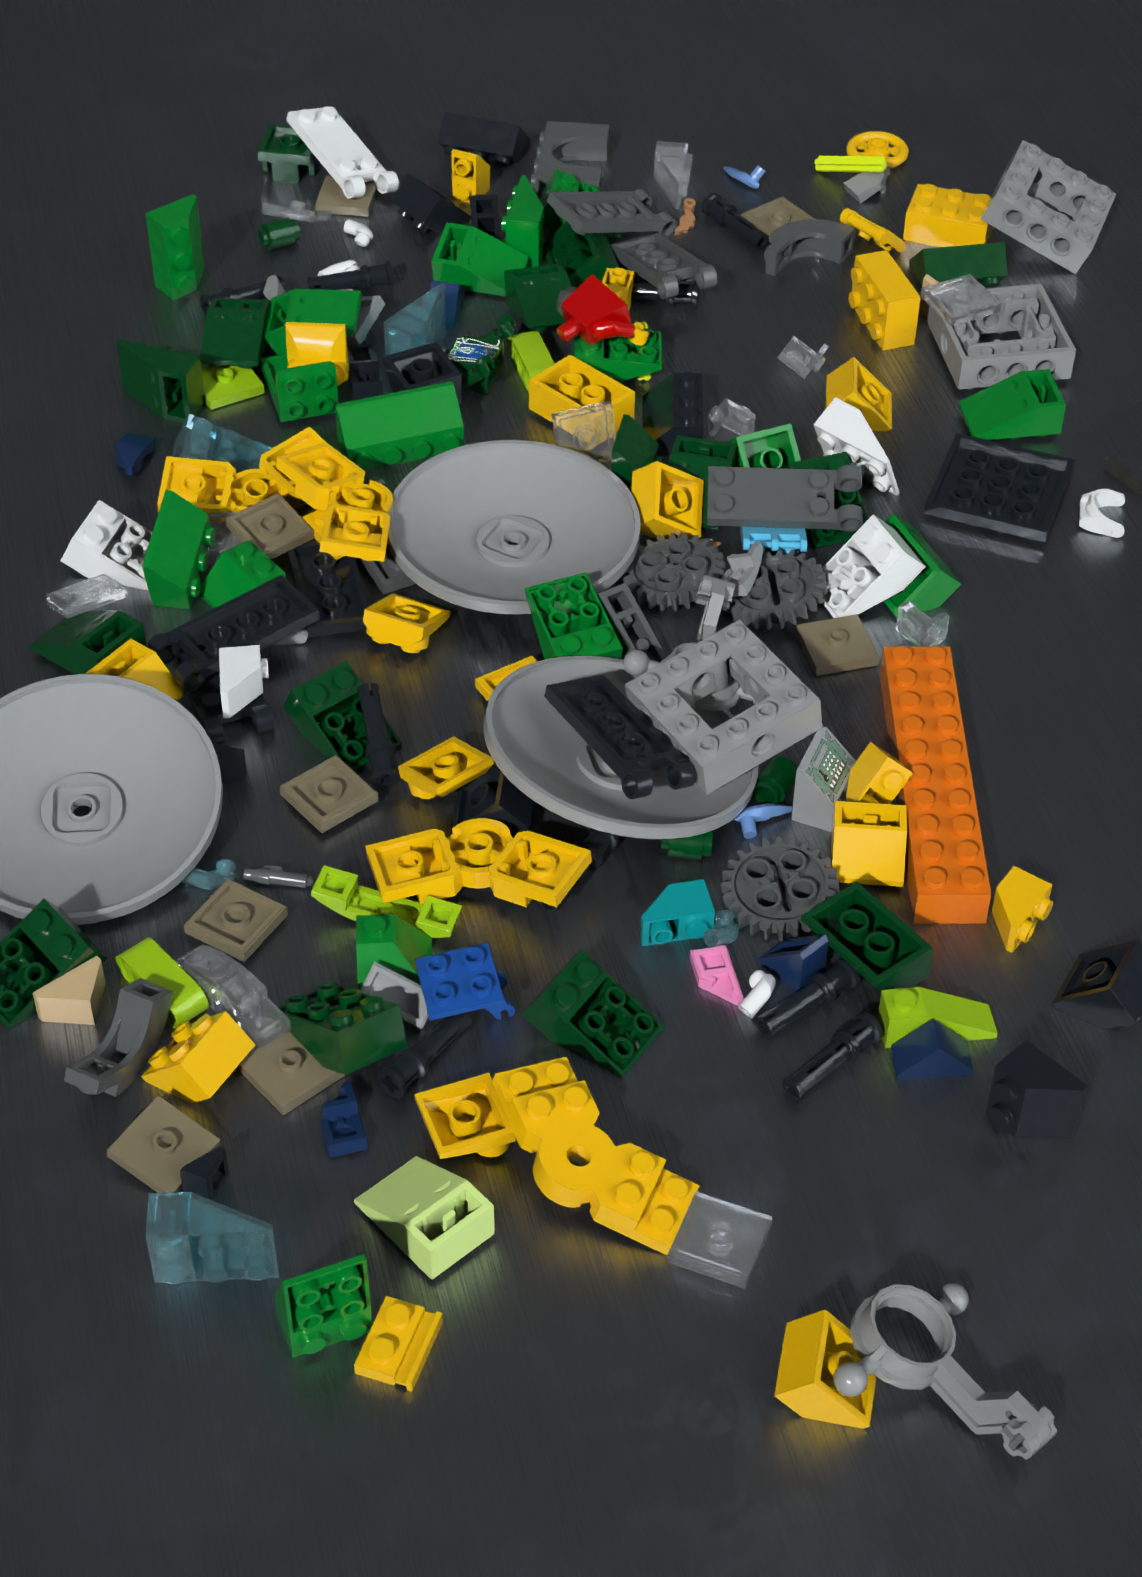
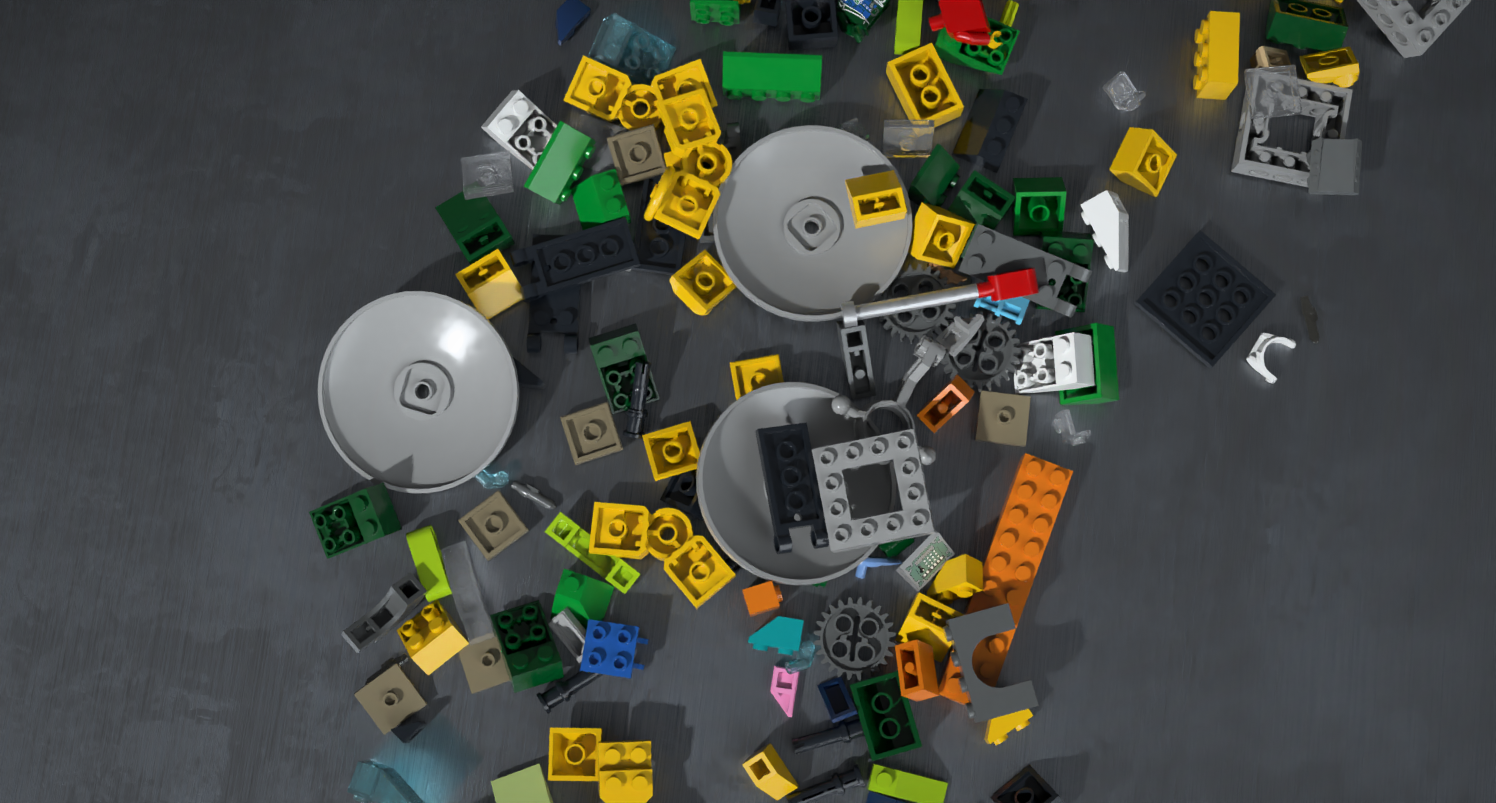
camera: 25 degrees right, 35 degrees up
(73, 996) = (374, 554): tan slope -> none
(240, 677) = (562, 313): white slope -> none
(314, 534) = (658, 193): none -> yellow plate
(342, 1124) = (504, 719): dark blue slope -> none
(571, 619) = (813, 345): green slope -> none
(582, 475) = (875, 199): none -> yellow slope
(593, 1016) = (688, 698): dark green slope -> none
(636, 873) = (762, 598): none -> orange brick
(731, 416) = (1034, 146): clear bracket -> none
(748, 1055) = (770, 772): none -> yellow slope
(763, 986) = (803, 720): white arm -> none
(767, 505) = (999, 287): none -> flat silver piece
(768, 619) = (945, 403): none -> orange brick
(879, 876) = (916, 670): none -> orange brick
(980, 865) = (985, 701): none -> dark grey arch
(1015, 272) = (1332, 66): none -> yellow slope
(1016, 407) = (1259, 218): green slope -> none
(1063, 331) = (1334, 166): none -> dark grey slope

